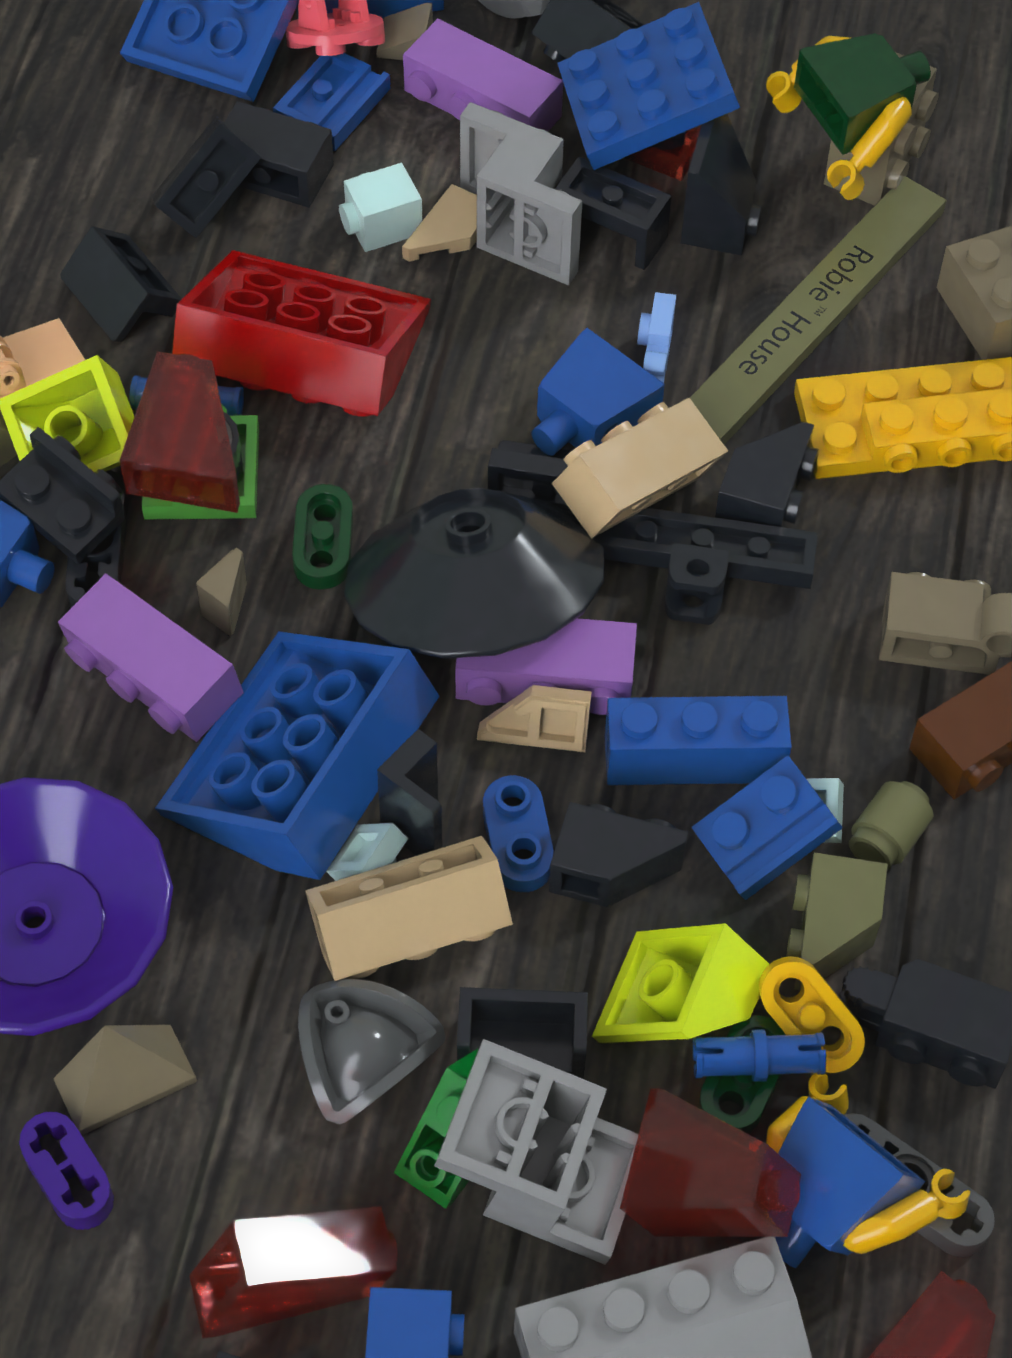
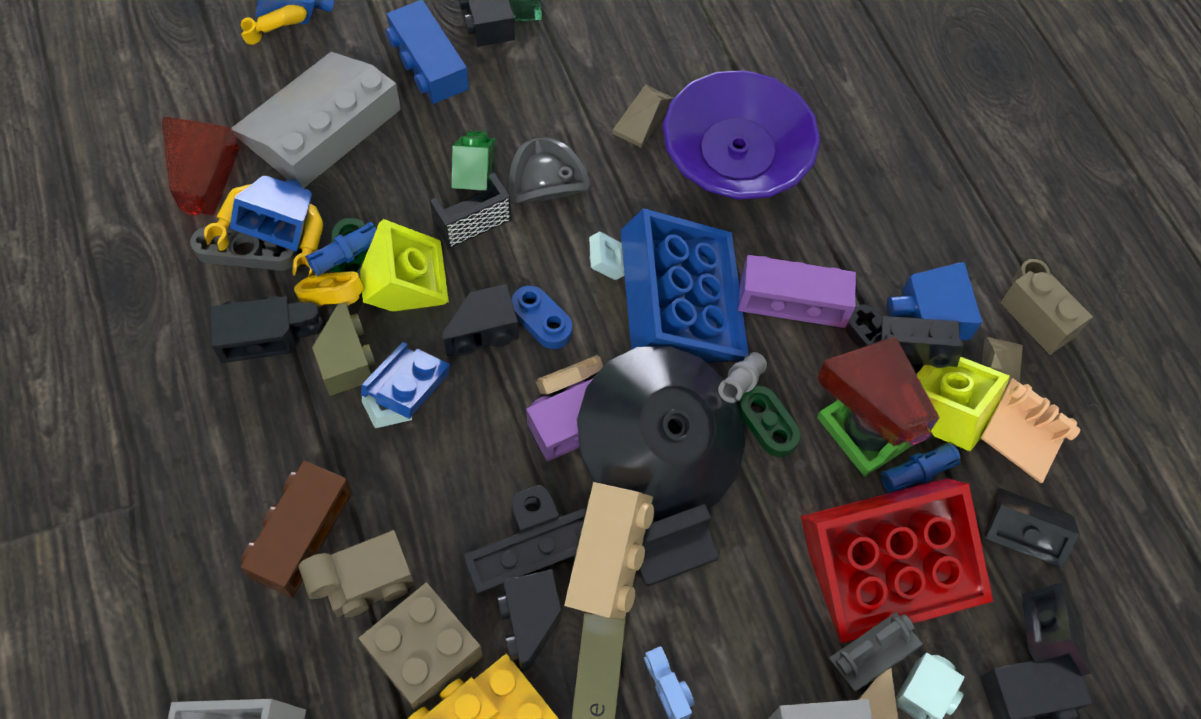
camera: 145 degrees right, 5 degrees up
(54, 1177) = (636, 67): dark purple beam -> none
(223, 591) = (790, 350): dark tan slope -> none
(290, 1267) = (506, 66): clear red slope -> none
(320, 582) = (742, 377): none -> light grey pin
(406, 266) = (876, 651): none -> dark grey hinge
(409, 908) = (564, 232): tan brick -> none
(411, 793) = (596, 271): black panel -> none
(540, 1151) = (425, 139): light grey bracket -> none
(591, 394) = (681, 613): blue torso -> none
(694, 739) = (473, 407): blue brick -> none
(705, 1176) = (338, 180): clear red slope -> none
(891, 823) = (336, 421): olive brick -> none
(916, 509) = (421, 647): none -> dark tan brick

